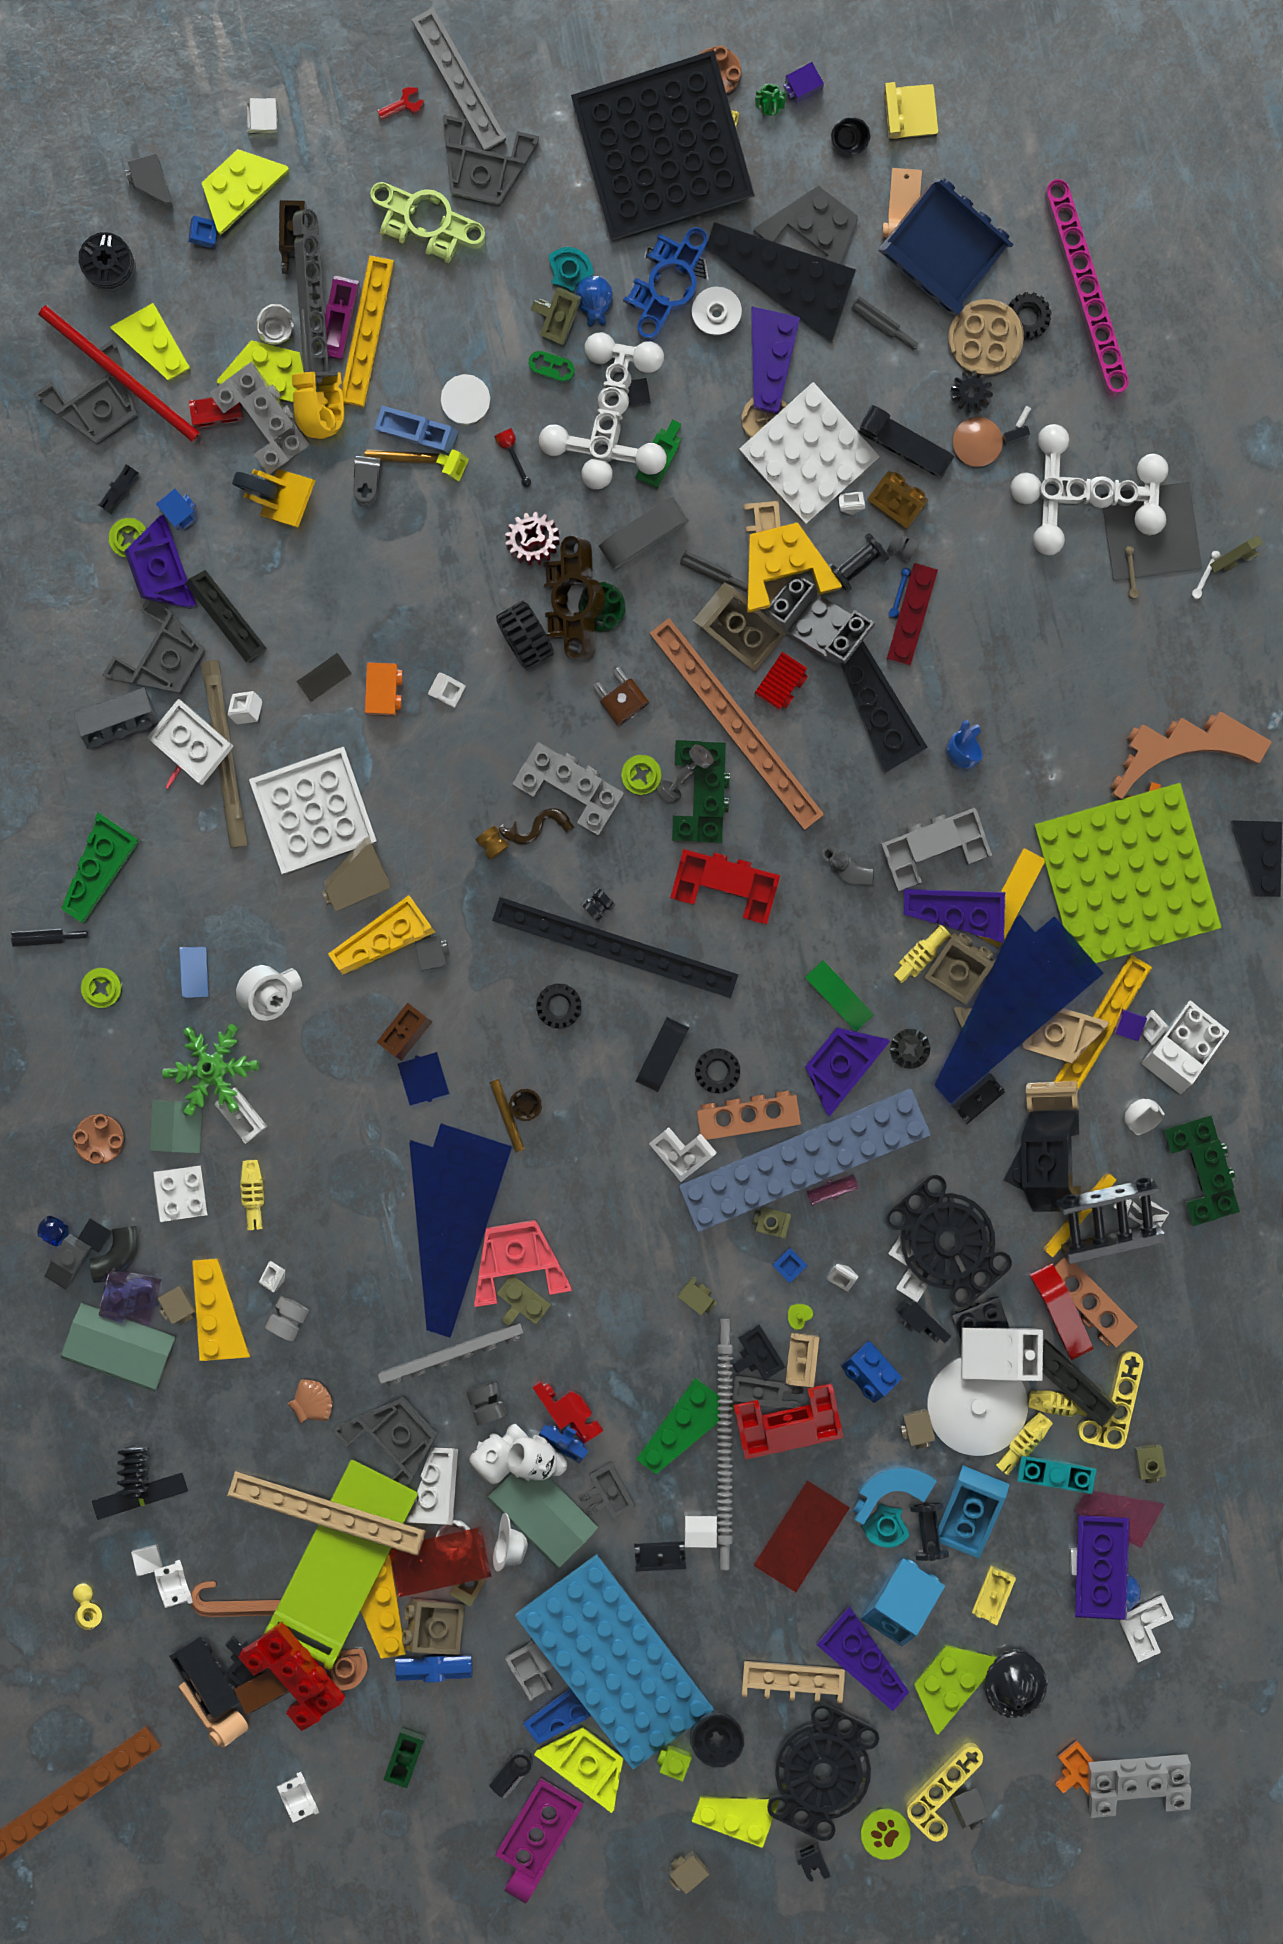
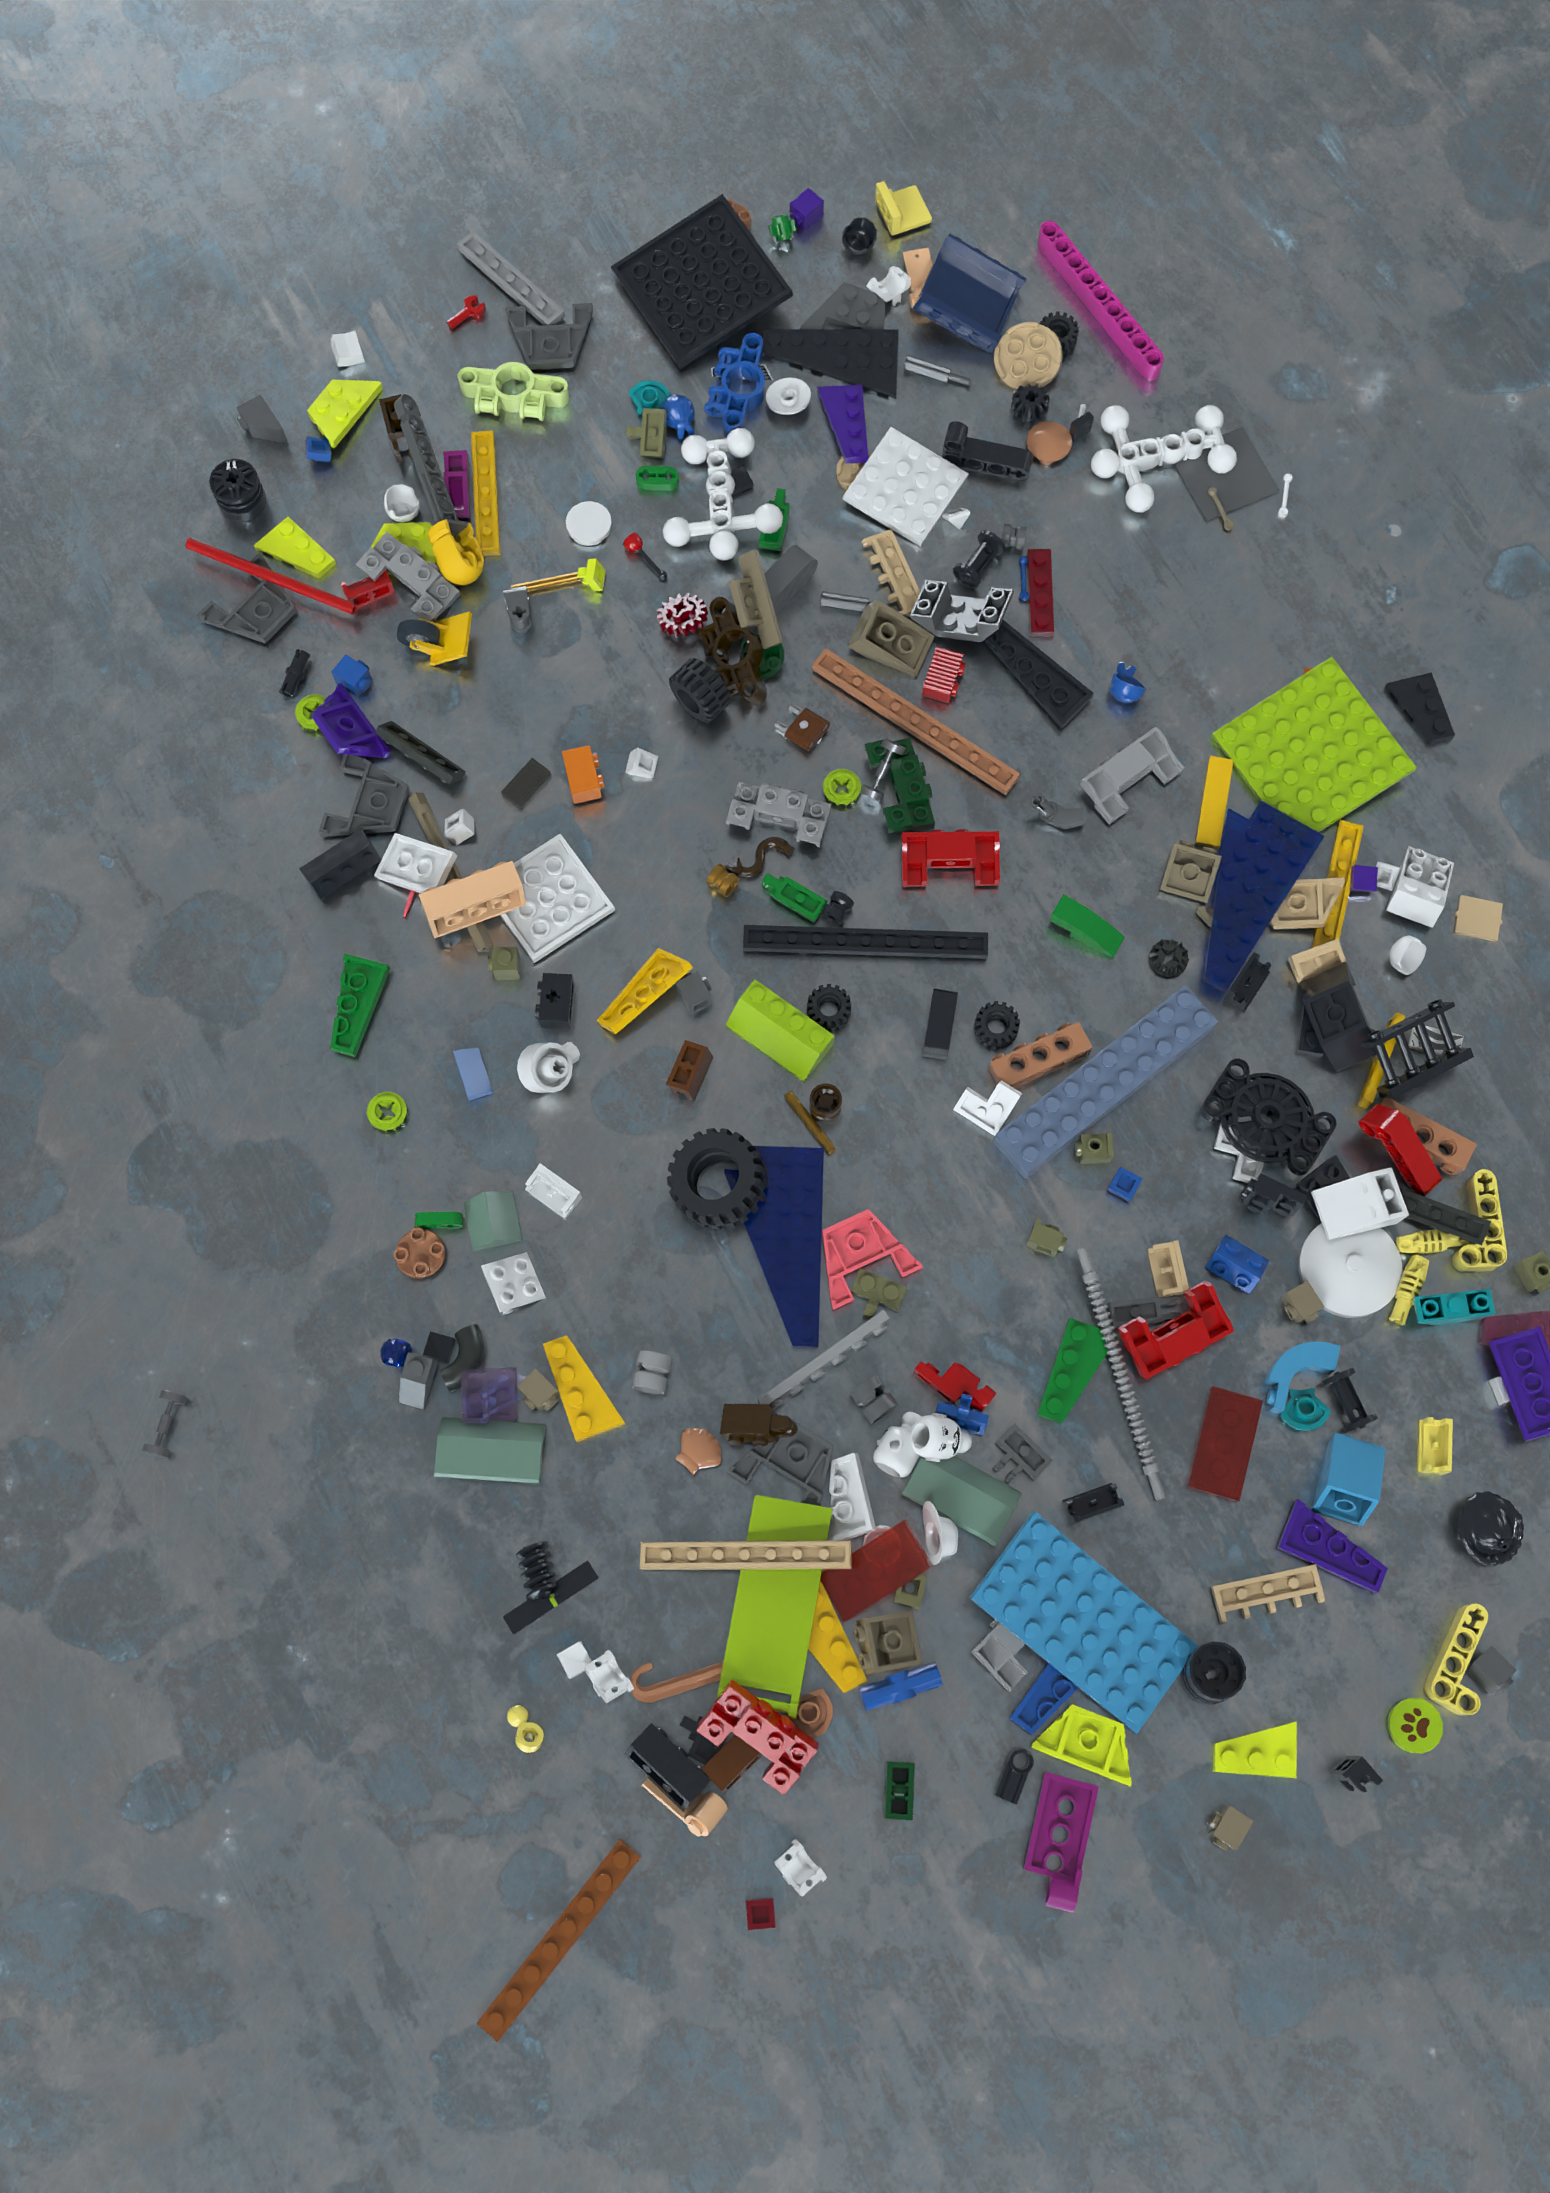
camera: 15 degrees left, 15 degrees down
(43, 937) = (320, 1079): black axle -> none
(124, 1112) = (439, 1220): none -> green beam
(217, 1072) = (512, 1154): bright green piece -> none
(236, 802) = (472, 898): none -> light nougat brick
(252, 1193) = (584, 1262): light yellow hinge -> none
(252, 1824) = (760, 1914): none -> dark red tile
(253, 870) = (505, 963): none -> olive brick
(272, 1277) = (626, 1337): white slope -> none
(303, 914) = (560, 1013): none -> black brick
(356, 877) = (604, 942): dark tan slope -> none
(367, 1149) = (698, 1154): none -> black tyre
(369, 1396) = (754, 1424): none -> dark brown hinge
(416, 429) = (551, 556): medium blue slope -> none
(423, 1078) = (720, 1109): clear blue piece -> none
(503, 1017) = (780, 1030): none -> lime slope
(559, 880) = (794, 896): none -> green hinge
(606, 556) = (754, 600): none -> dark tan bracket
(674, 1762) = (1177, 1712): lime brick -> none
(701, 1531) = (1124, 1466): white piece -> none
(758, 1354) = (1123, 1276): black hinge -> none
(782, 554) = (912, 565): yellow wing -> none
(798, 1315) = (1148, 1230): lime piece -> none
(828, 1794) = (1351, 1663): black piece -> none
(832, 1189) = (1141, 1103): clear pink pin -> none
(841, 1064) = (1110, 988): dark purple wing -> none
(843, 1277) = (1179, 1181): white slope -> none
(866, 206) = (892, 286): none -> white piece
(898, 498) = (996, 502): pearl gold bracket -> none
(921, 954) = (1150, 871): light yellow hinge -> none
(950, 1682) = (1423, 1548): lime wing -> none
(968, 911) = (1178, 820): dark purple wing -> none
(972, 1511) = (1384, 1369): dark azure slope -> none
(1210, 1169) = (1485, 984): dark green bracket -> none
(1222, 736) = (1348, 616): nougat arch -> none
(1232, 1095) = (1478, 918): none -> tan piece
(1245, 551) = (1311, 461): olive plate -> none

